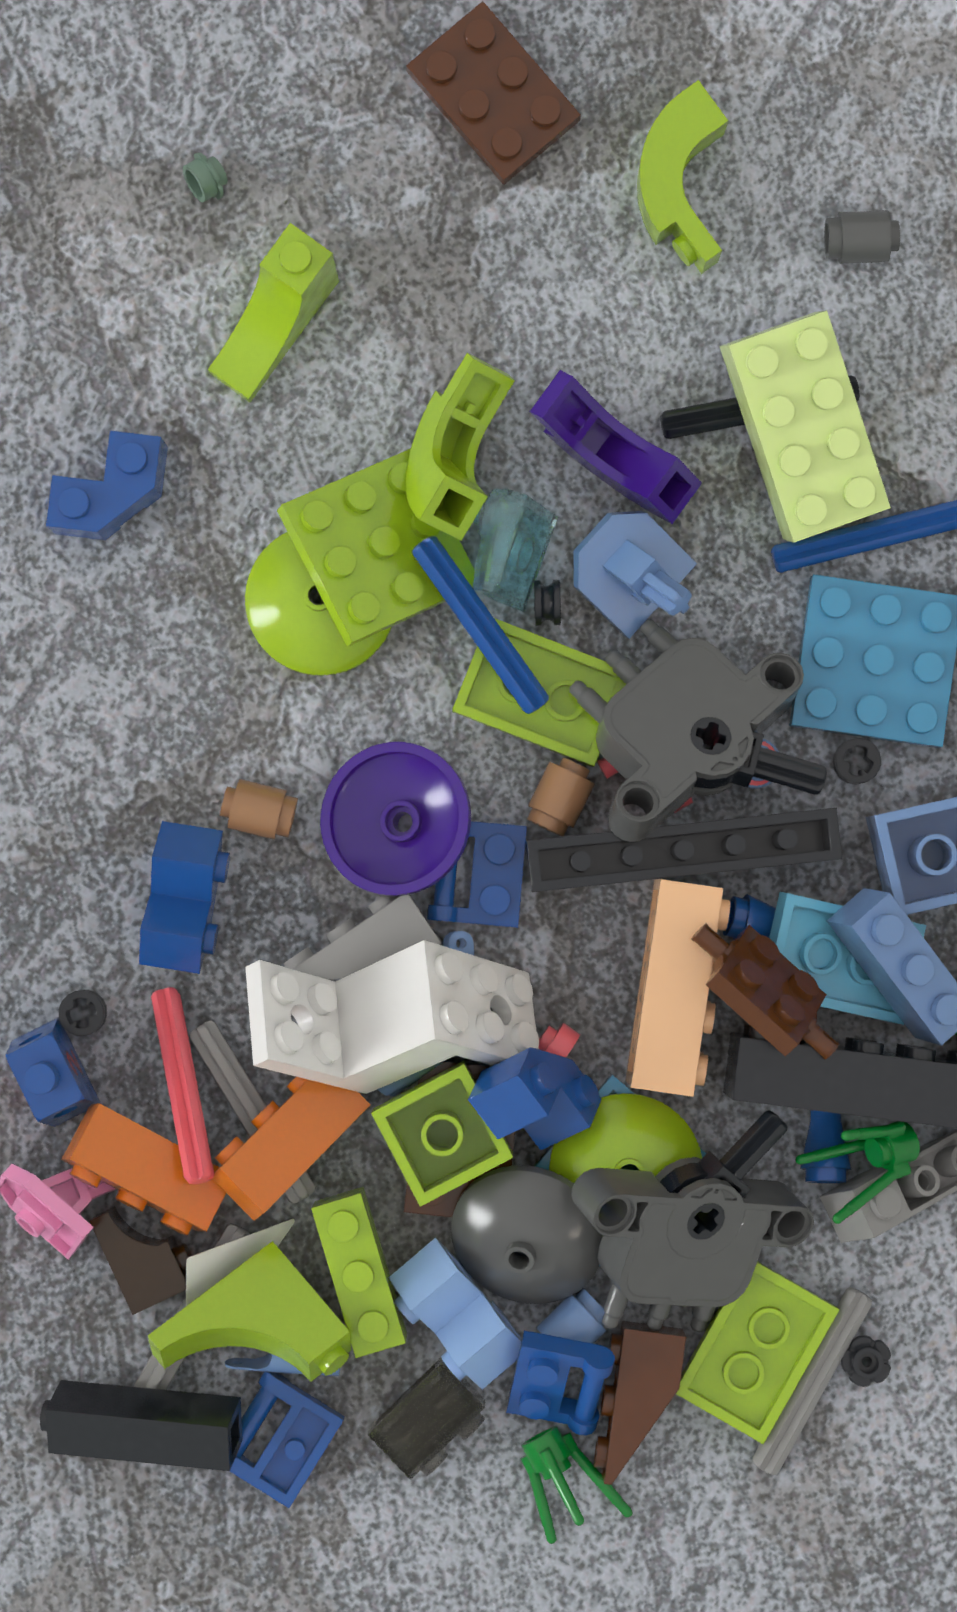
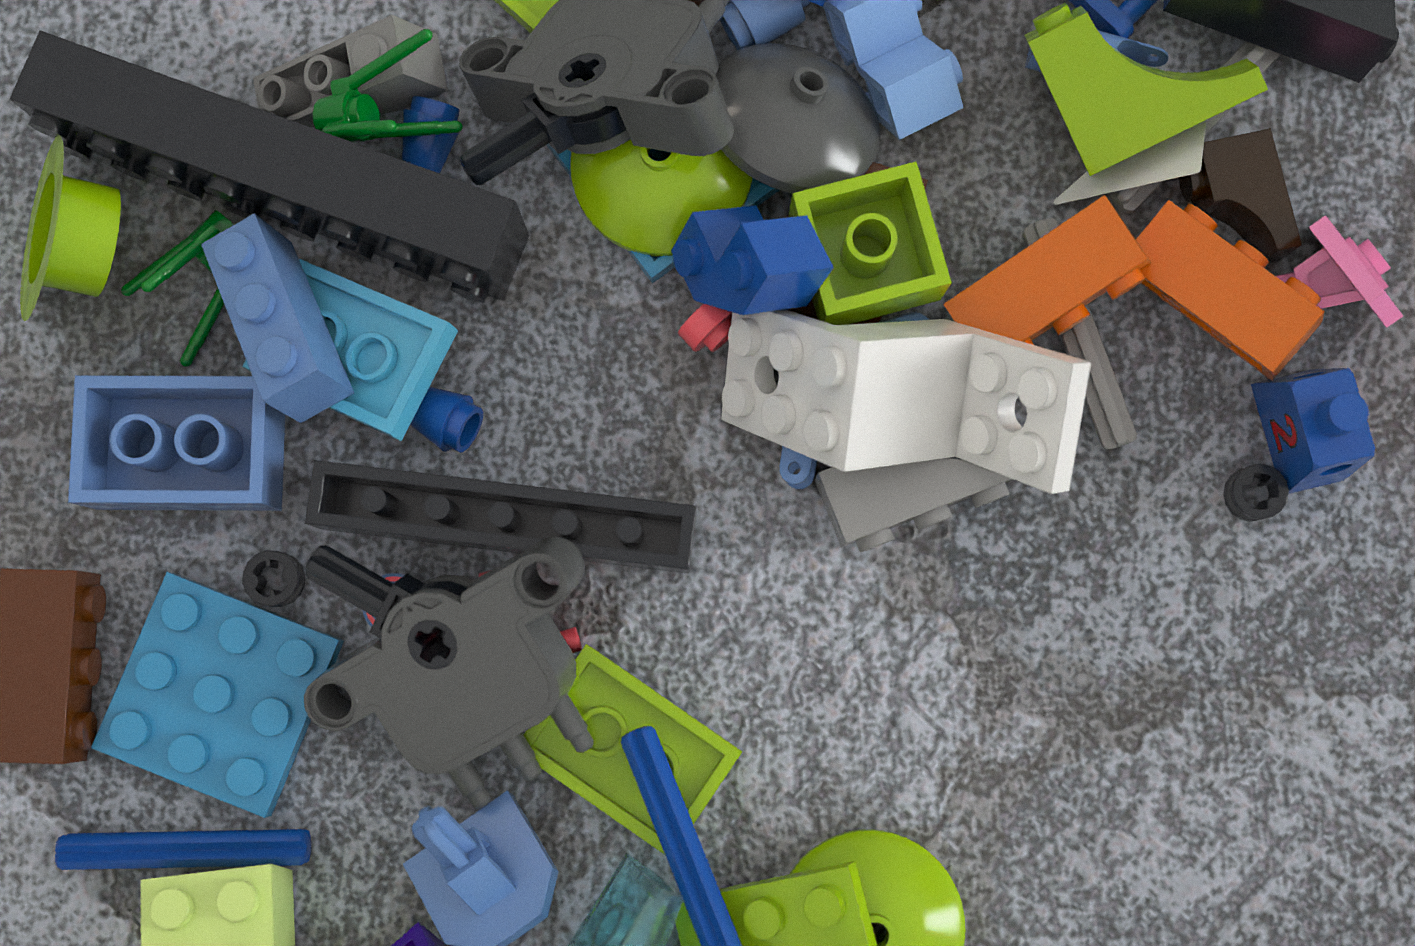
camera: 170 degrees left, 5 degrees down
(182, 897) = (1109, 614): blue brick -> none
(182, 1086) = (1161, 374): coral axle -> none
(259, 809) = (1000, 685): medium nougat brick -> none
(359, 1272) = (996, 123): lime brick -> none
(364, 812) = (878, 640): dark purple dish -> none
(494, 879) = (734, 544): blue plate -> none
(547, 602) = (595, 858): black bush -> none
(560, 796) = (635, 617): medium nougat brick -> none
(673, 989) = (552, 354): light nougat brick -> none
(766, 990) = (441, 316): reddish brown plate -> none

